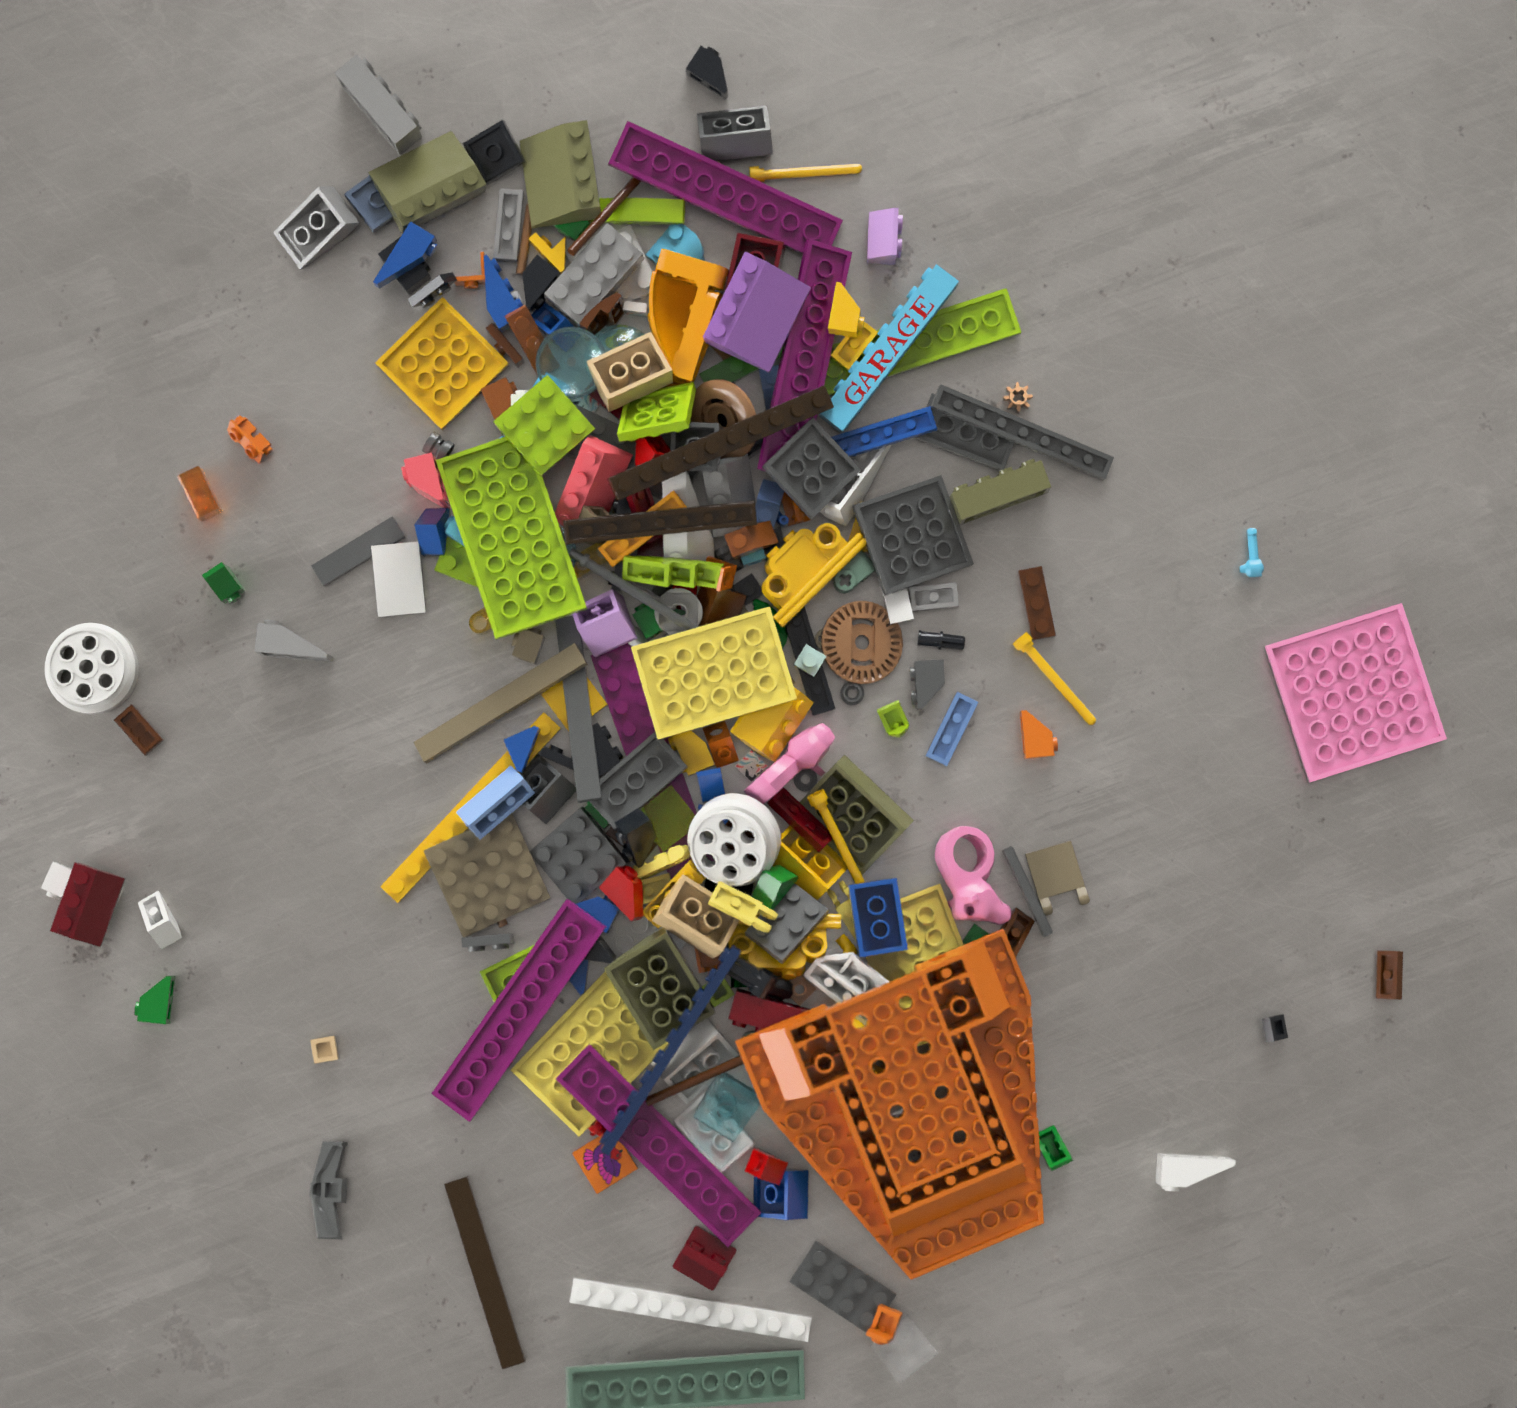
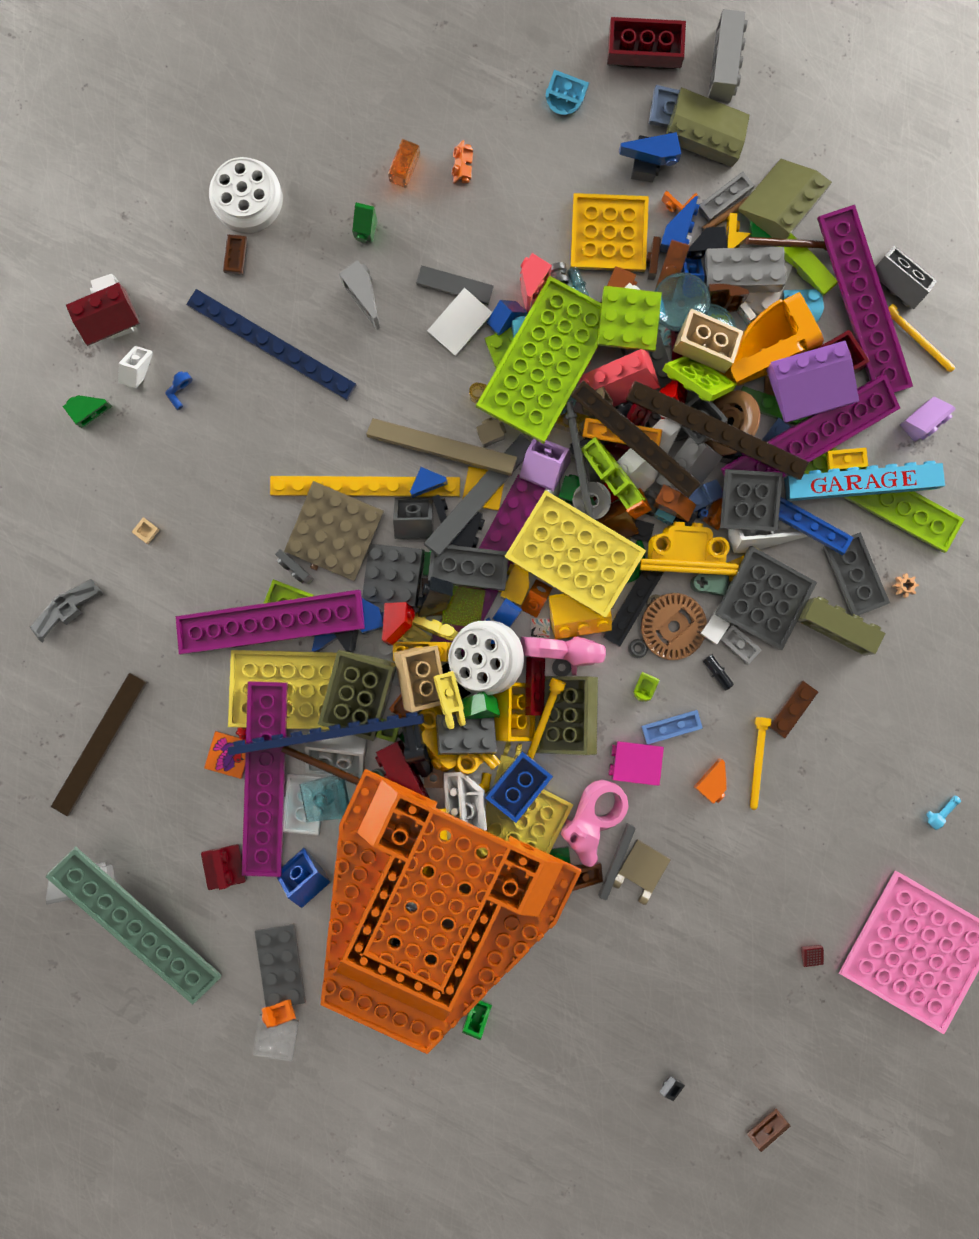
camera: 50 degrees right, 0 degrees up
(213, 889) = (180, 381): none -> blue plate
(255, 773) = (271, 344): none -> dark blue plate
(272, 282) = (565, 93): none -> medium azure slope
(295, 165) = (646, 42): none -> dark red brick
(316, 226) = (622, 87): light grey slope -> none
(438, 286) = (647, 185): black plate -> none
(463, 436) = (577, 280): none -> clear light blue axle
(494, 152) = (761, 149): black tile -> none
(495, 802) = (379, 496): light blue brick -> none
(690, 1309) = (186, 887): white plate -> none
(708, 70) = (925, 227): black slope -> none
(766, 1166) = (309, 855): red slope -> none
(810, 660) = (634, 605): light aqua plate -> none
(845, 314) = (861, 436): yellow slope -> none
(928, 681) = (688, 685): dark grey slope -> none
(954, 791) = (636, 763): none -> dark pink brick
(1022, 432) = (888, 606): dark grey plate -> none
(1184, 1170) = (538, 1115): white slope -> none
(1273, 791) = (812, 955): none -> dark red slope

